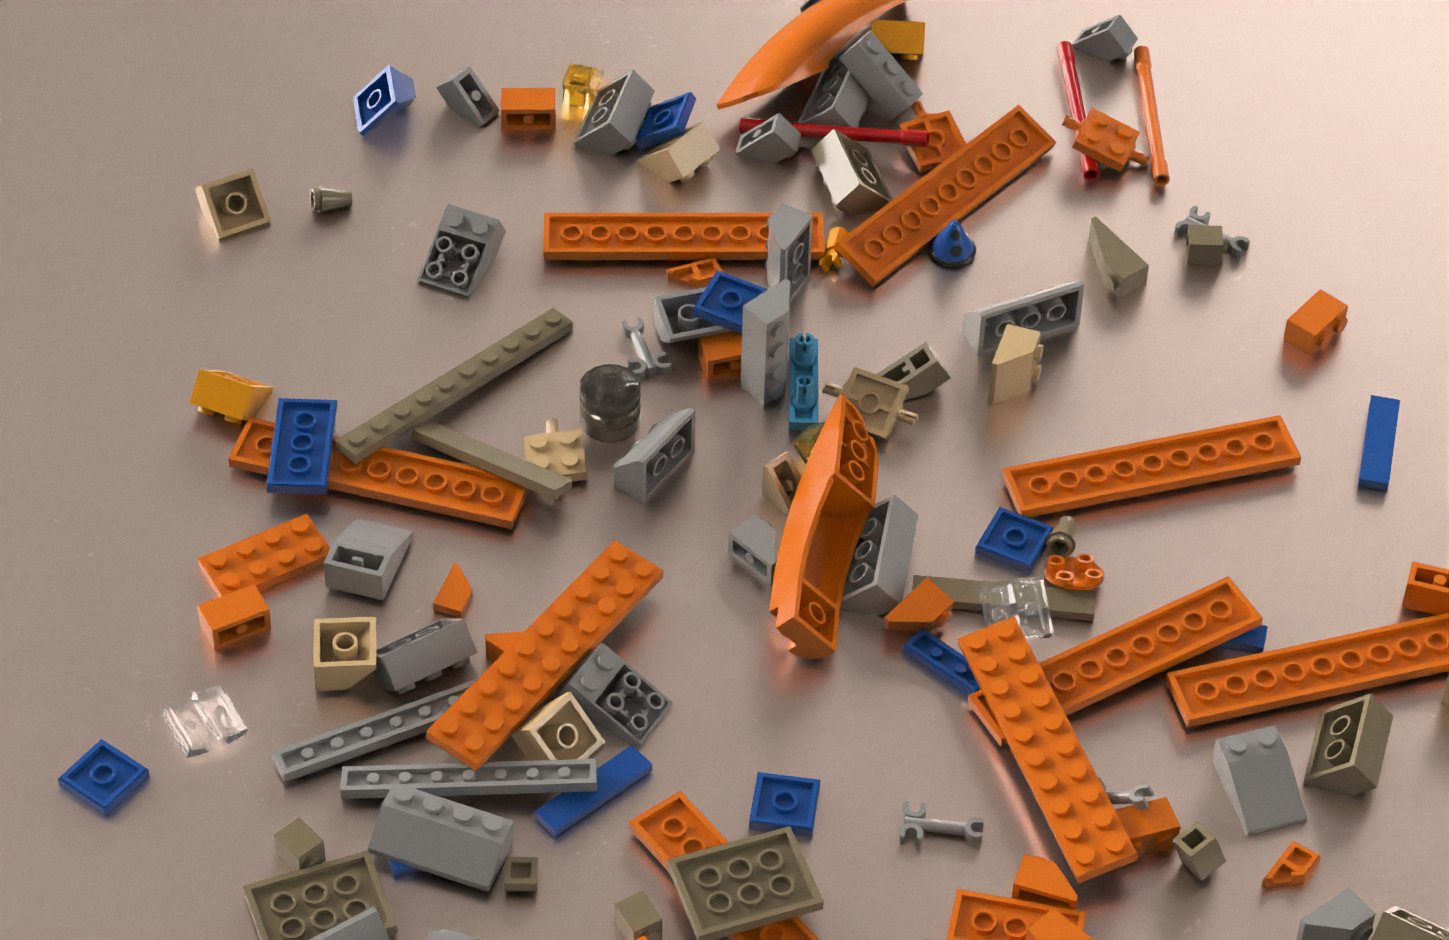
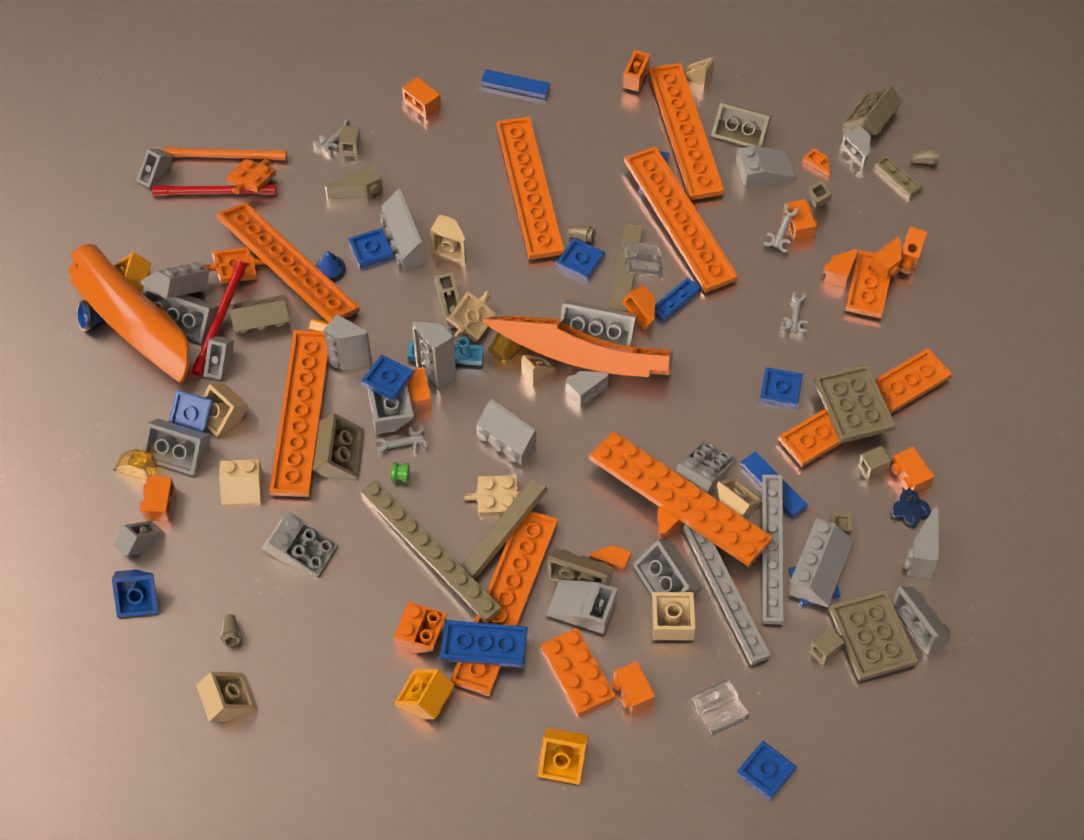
camera: 85 degrees left, 10 degrees up
(134, 541) = (563, 755): none -> light orange slope
(328, 373) = (419, 628): none -> orange slope
(422, 544) = (568, 566): none -> dark tan slope
(558, 184) = (240, 482): none -> tan slope
(585, 345) = (400, 472): none -> bright green wheel
(610, 403) = (460, 456): clear smoke wheel -> none
(620, 278) = (338, 448): none -> dark tan slope
(695, 274) = (335, 403): orange tile -> none
(993, 285) = (370, 248): none -> blue tile
(1047, 750) = (750, 252): orange plate -> none
(1074, 572) = (611, 231): orange dish -> none

